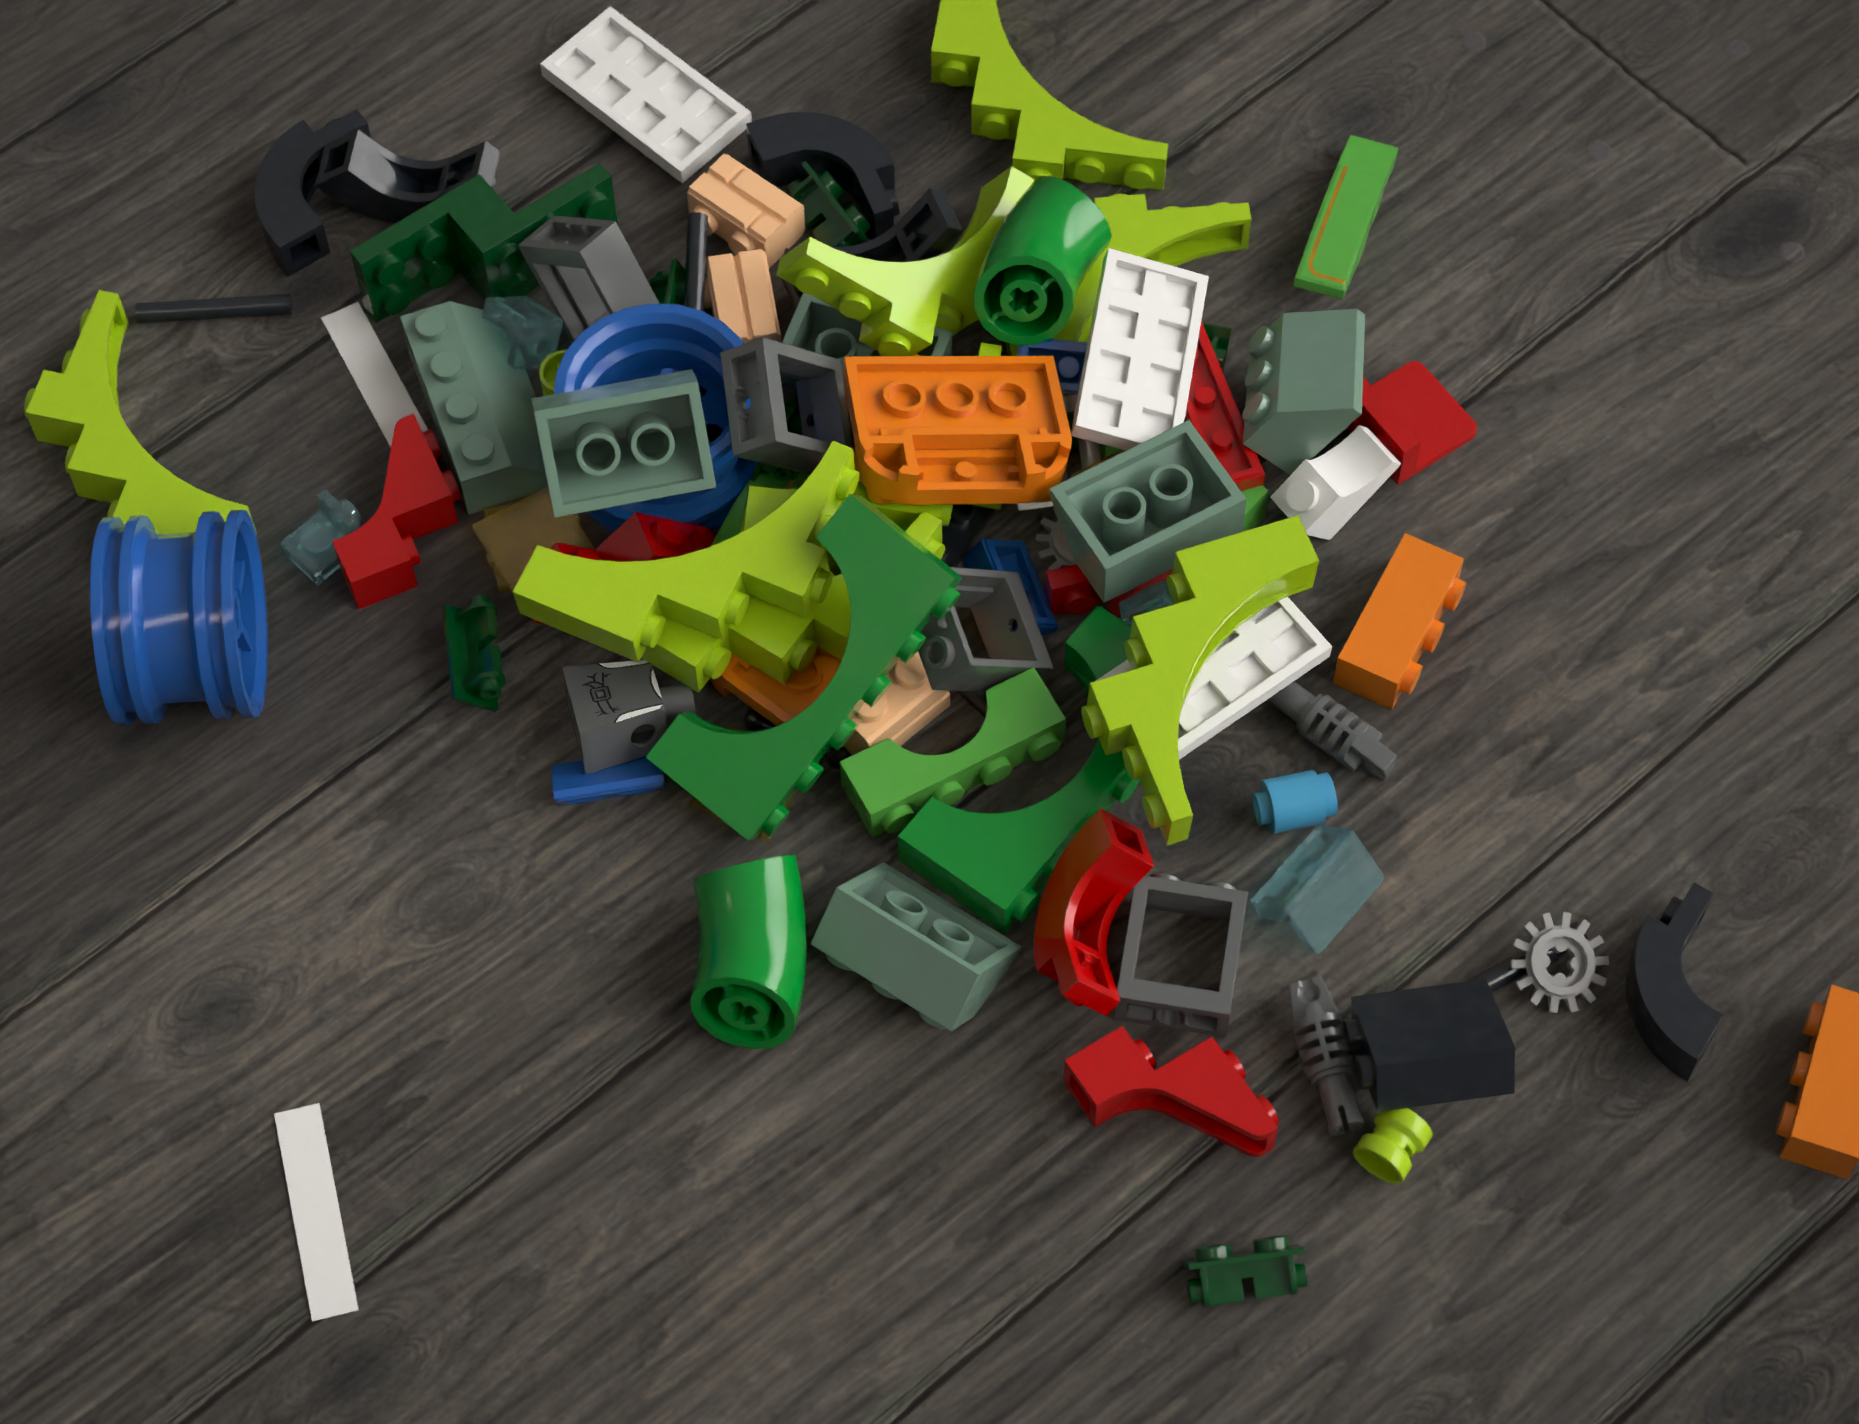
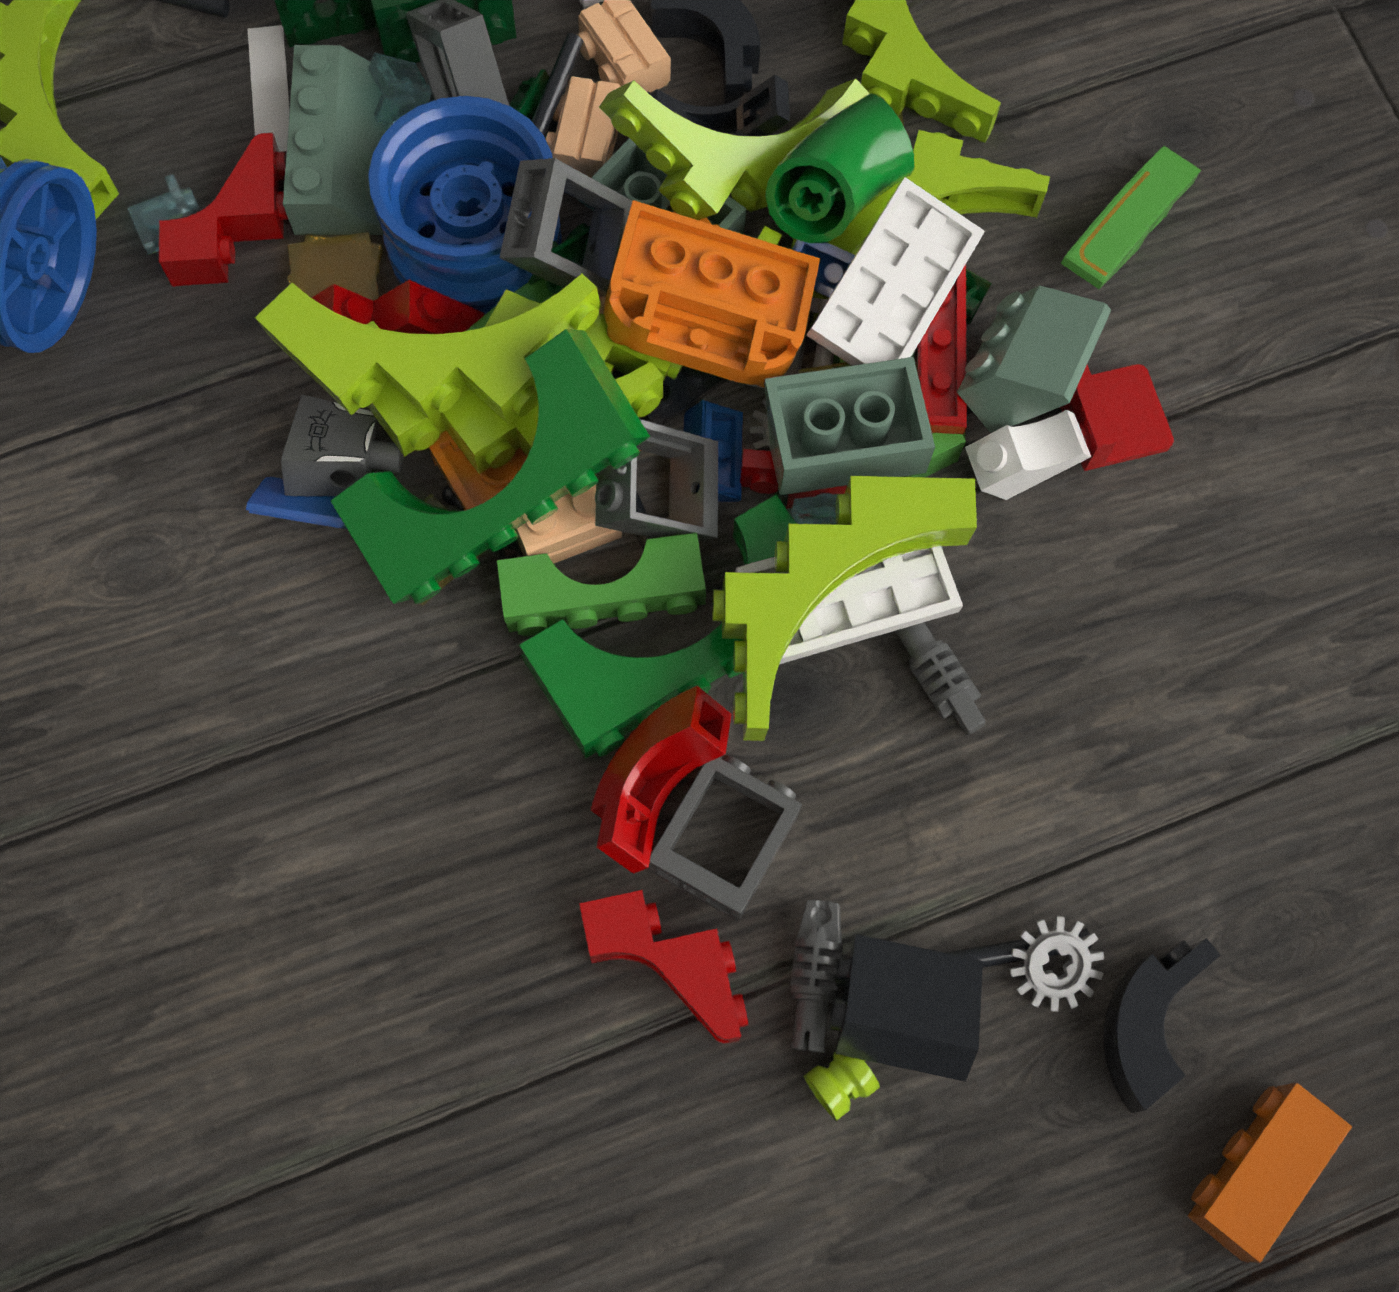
camera: 15 degrees right, 10 degrees up
(472, 659) = (237, 359): dark green hinge -> none
(624, 443) = (405, 214): sand green slope -> none
(750, 952) = (353, 704): green brick -> none
(820, 199) = (691, 57): dark green hinge -> none
(914, 946) = (499, 745): sand green slope -> none
(1268, 1264) = (641, 1141): dark green hinge -> none
(1295, 801) = (880, 730): dark azure brick -> none
(1320, 886) = (872, 815): clear light blue panel -> none
(1400, 622) = (1037, 597): orange brick -> none

